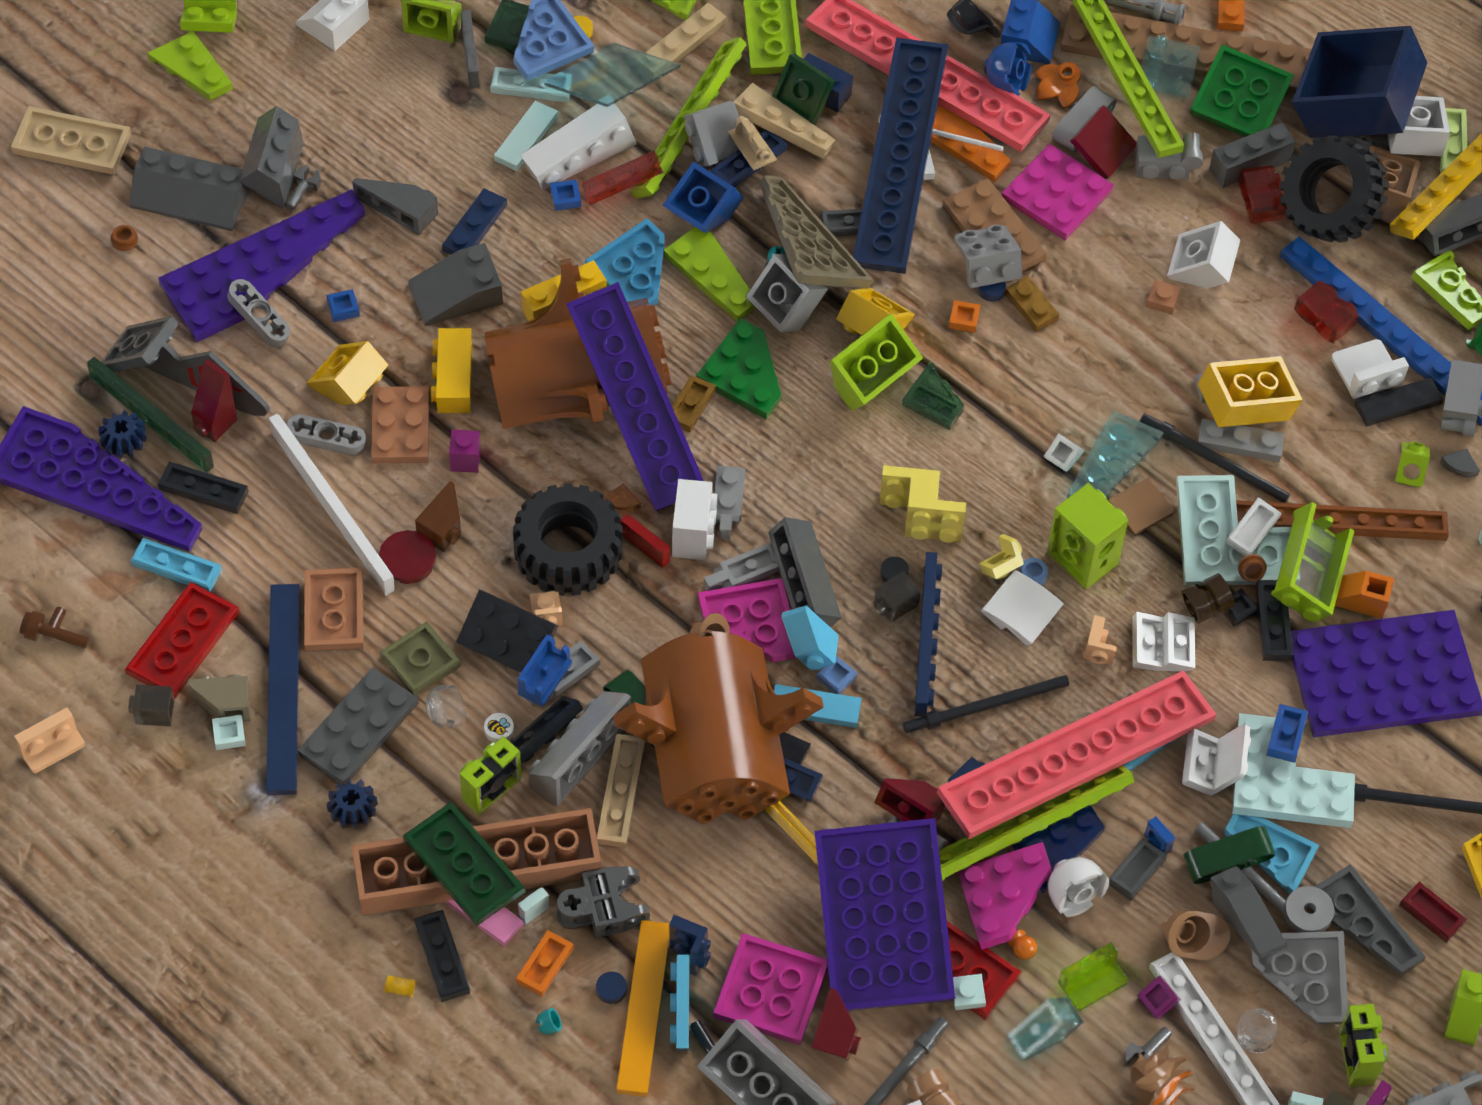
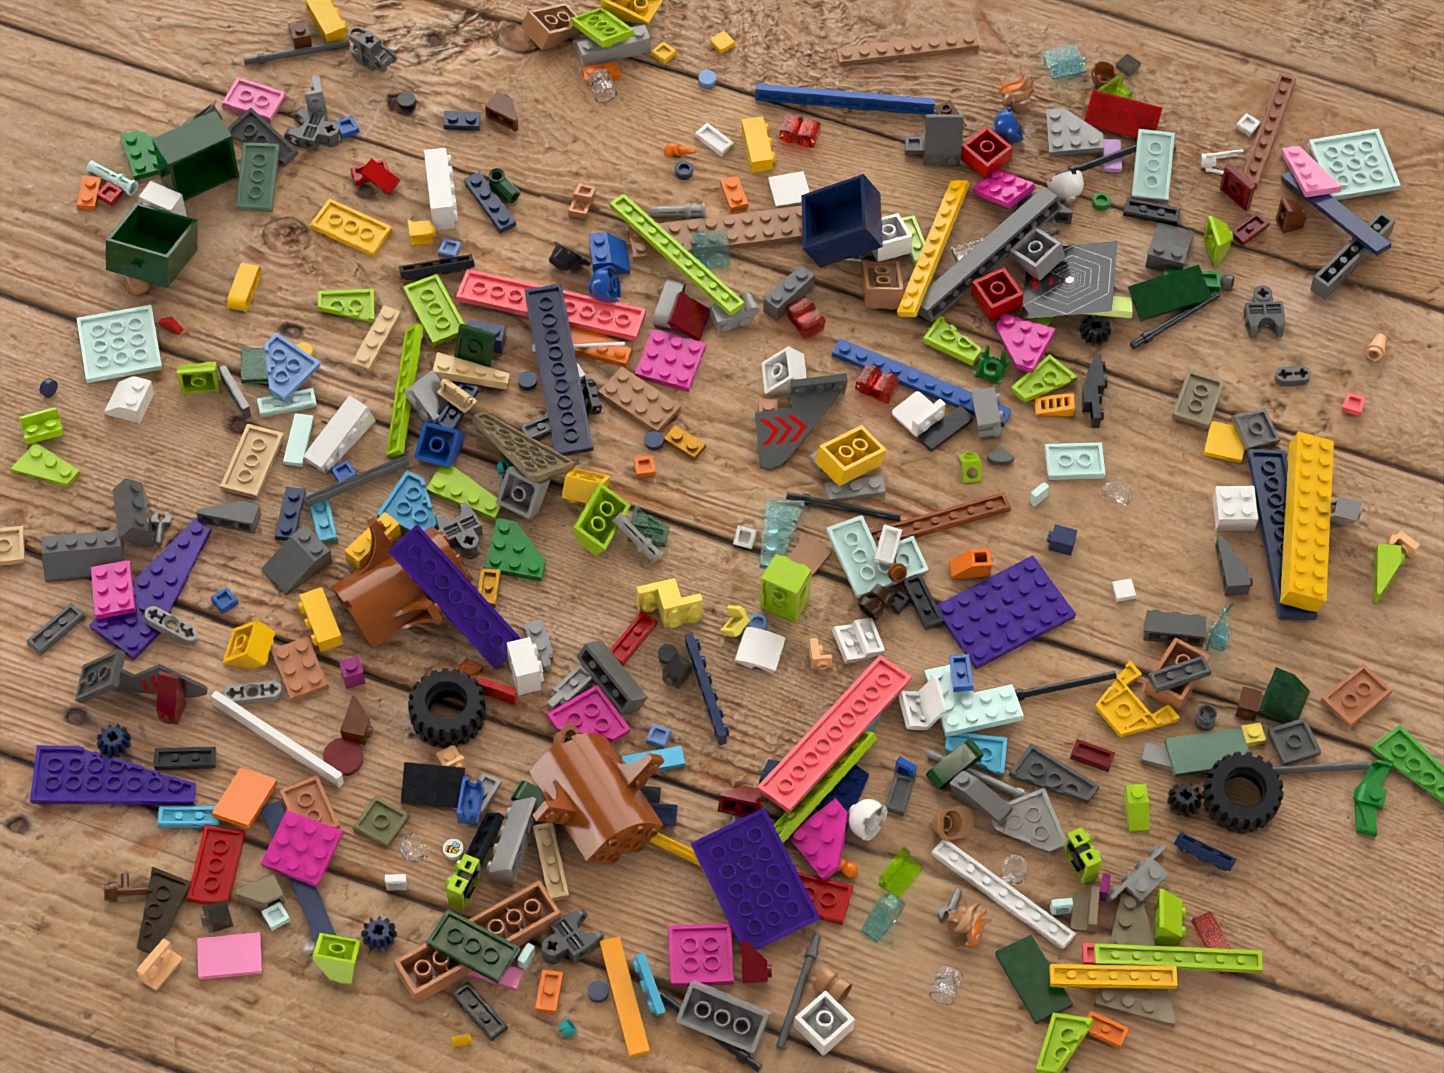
camera: 20 degrees left, 0 degrees up
(92, 662) = (161, 906): none -> dark brown wing
(114, 269) = (55, 629): none -> dark grey tile
(124, 238) = (52, 605): dark orange plate -> none
(147, 763) = (229, 955): none -> bright pink tile
(150, 415) = (126, 720): clear green tile -> none
(205, 243) = (113, 589): none -> plate
(255, 565) = (244, 798): none -> tile
(282, 814) = (337, 957): none -> lime slope
(300, 656) = (302, 848): none -> dark pink plate
(358, 726) = (359, 881): dark grey plate -> none
(403, 744) = (396, 882): none -> white tile
(454, 142) = (252, 461): none -> tan plate
(514, 242) = (324, 522): none -> medium azure tile
(576, 210) = (356, 481): none -> dark grey axle
(611, 74) = (341, 379): clear light blue piece -> none
(622, 177) = (378, 448): clear red tile -> none
(686, 319) = (462, 531): none -> dark grey piece
(690, 940) = (637, 942): dark blue bracket -> none
(810, 638) = (634, 718): medium azure slope -> none
(855, 156) = (527, 380): none -> tile
(856, 534) = (633, 637): none -> red tile
(922, 418) = (644, 545): none -> light grey pin
(931, 193) = (589, 390): none -> black hinge
(934, 719) = (733, 742): black bar -> none
(969, 992) = (827, 911): light aqua plate -> none
(990, 255) = (646, 419): light grey bracket -> none
(1055, 84) = (639, 286): orange plate -> none
(1159, 997) = (945, 871): magenta tile -> none
(1173, 330) = (785, 429): none -> dark grey piece
(1241, 92) = (765, 252): green plate -> none
(1303, 21) = (788, 189): none -> white tile
(1305, 174) = (876, 300): black tyre -> none
(1309, 898) = (1017, 773): light grey piece -> none
(1312, 565) = (934, 557): lime door -> none

